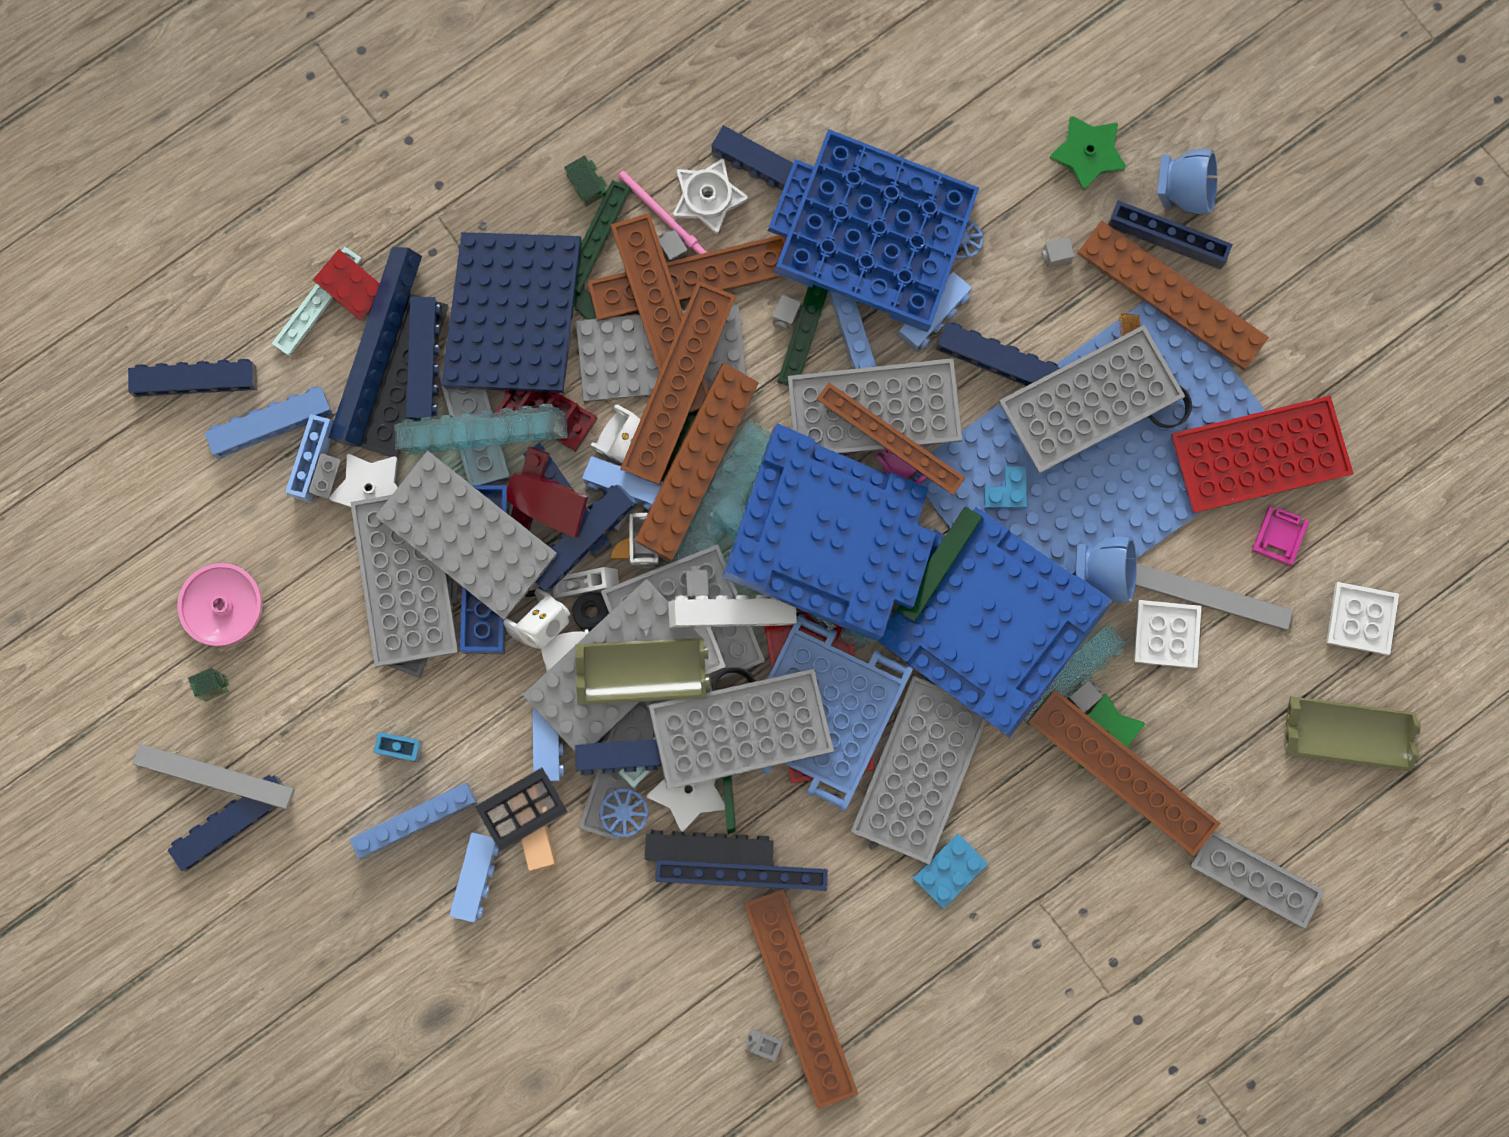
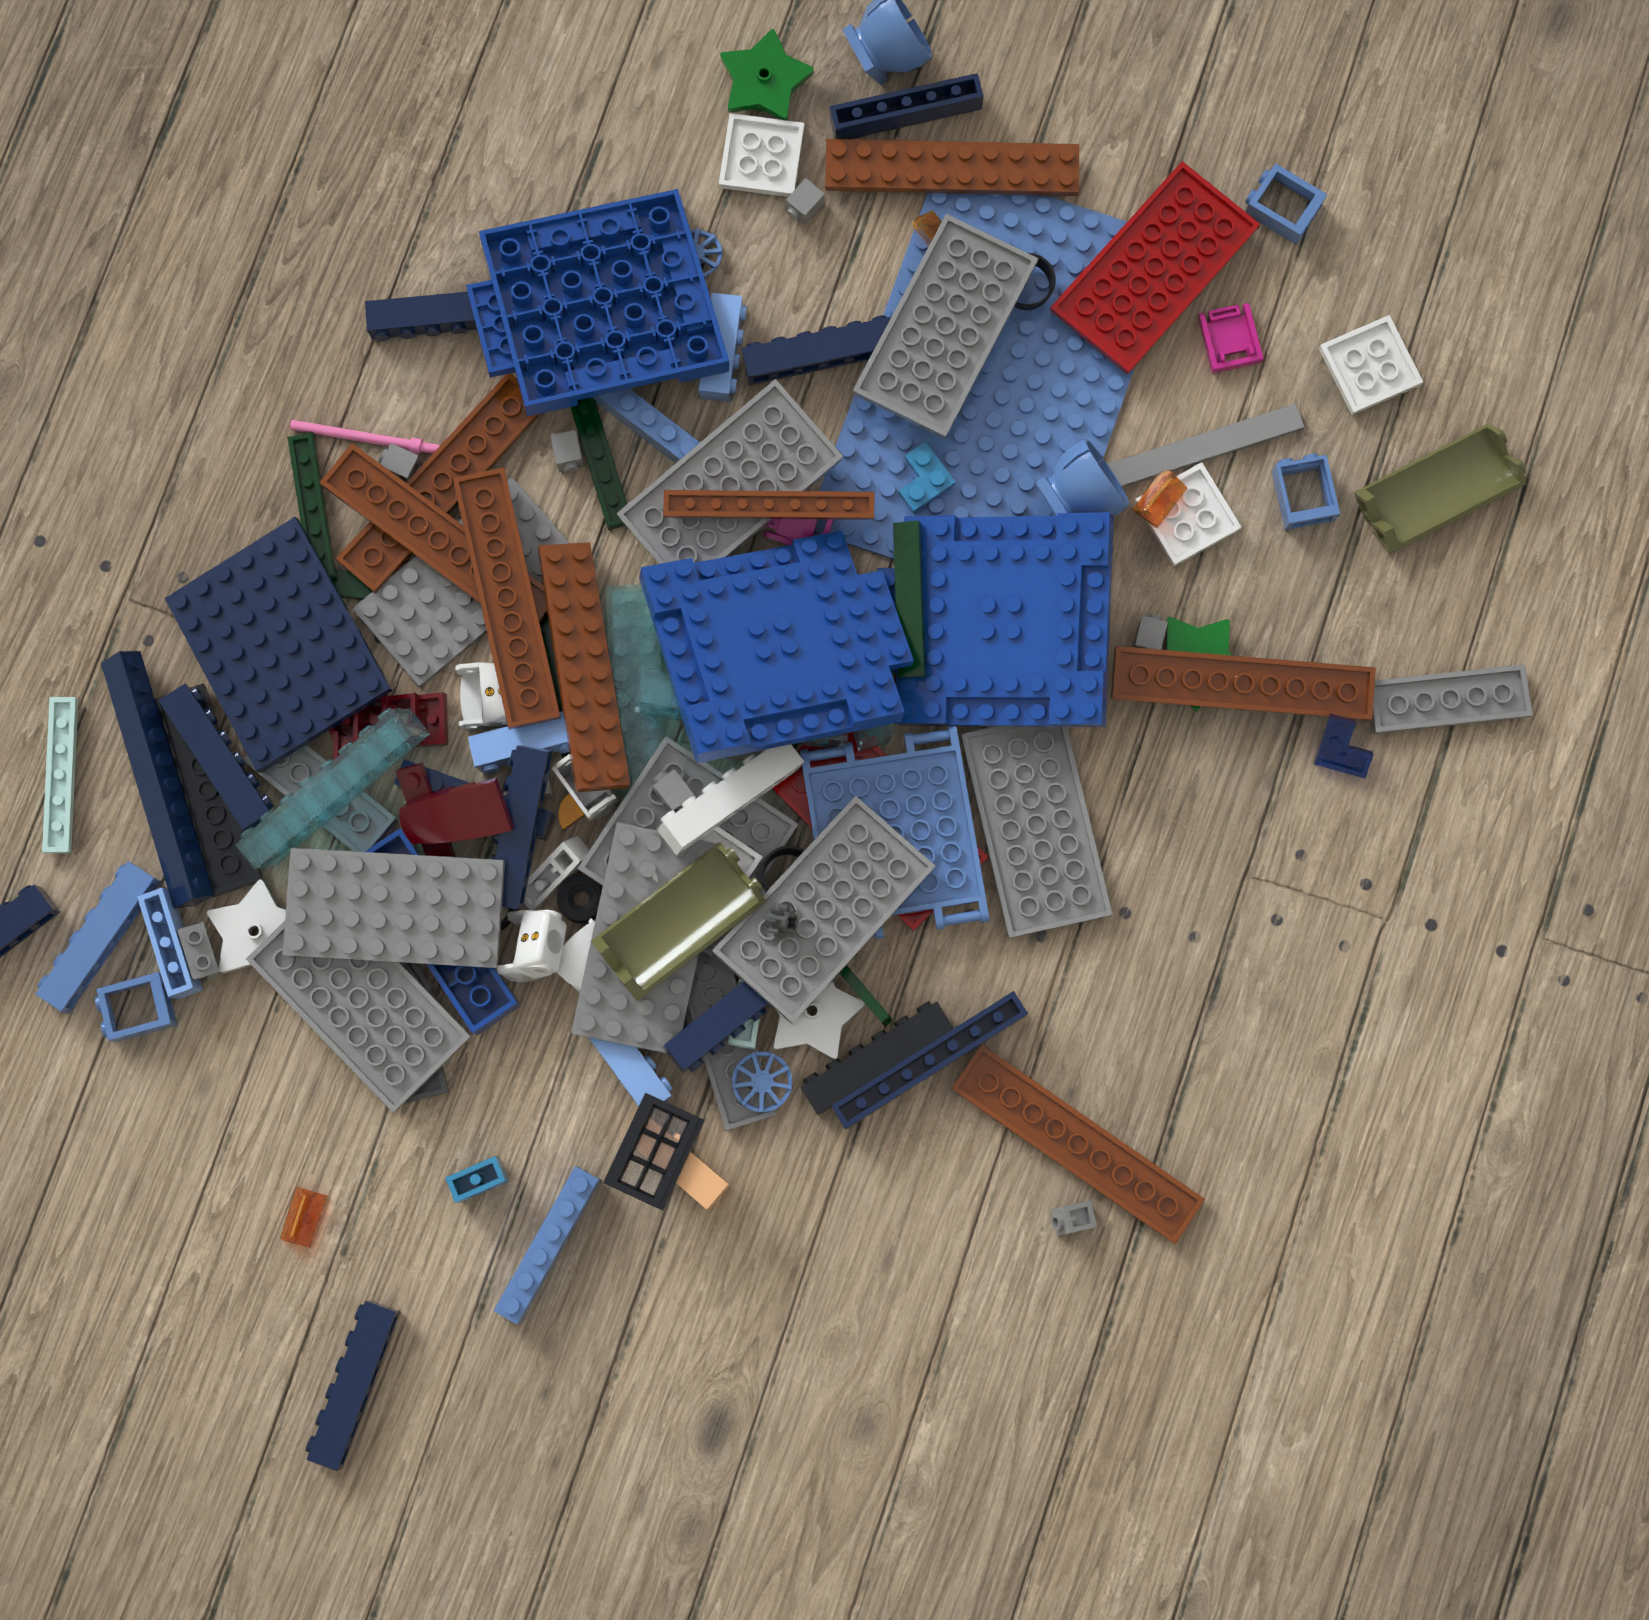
camera: 30 degrees left, 0 degrees up
(208, 684) = (228, 1254): clear green brick -> none
(214, 777) = (302, 1348): light grey tile -> none
(220, 605) = (180, 1163): bright pink dish -> none
(273, 693) = (303, 1217): none -> clear orange slope
(279, 495) = (162, 1002): none -> medium blue window
(348, 284) = (81, 734): red plate -> none
(474, 877) = (653, 1258): light blue brick -> none
(585, 180) = (259, 455): clear green brick -> none
(706, 717) = (781, 920): none -> dark grey gear
(711, 182) = (394, 369): white plate -> none
(950, 871) = (1138, 907): dark azure plate -> none
(1051, 202) = (761, 155): none -> white plate
(1082, 663) = (1126, 593): clear light blue brick -> none
(1154, 861) = (1336, 752): none -> clear blue plate
(1155, 610) = (1160, 498): none -> clear orange slope
(1248, 692) = (1311, 516): none -> medium blue window
(1365, 477) = (1275, 221): none -> medium blue window

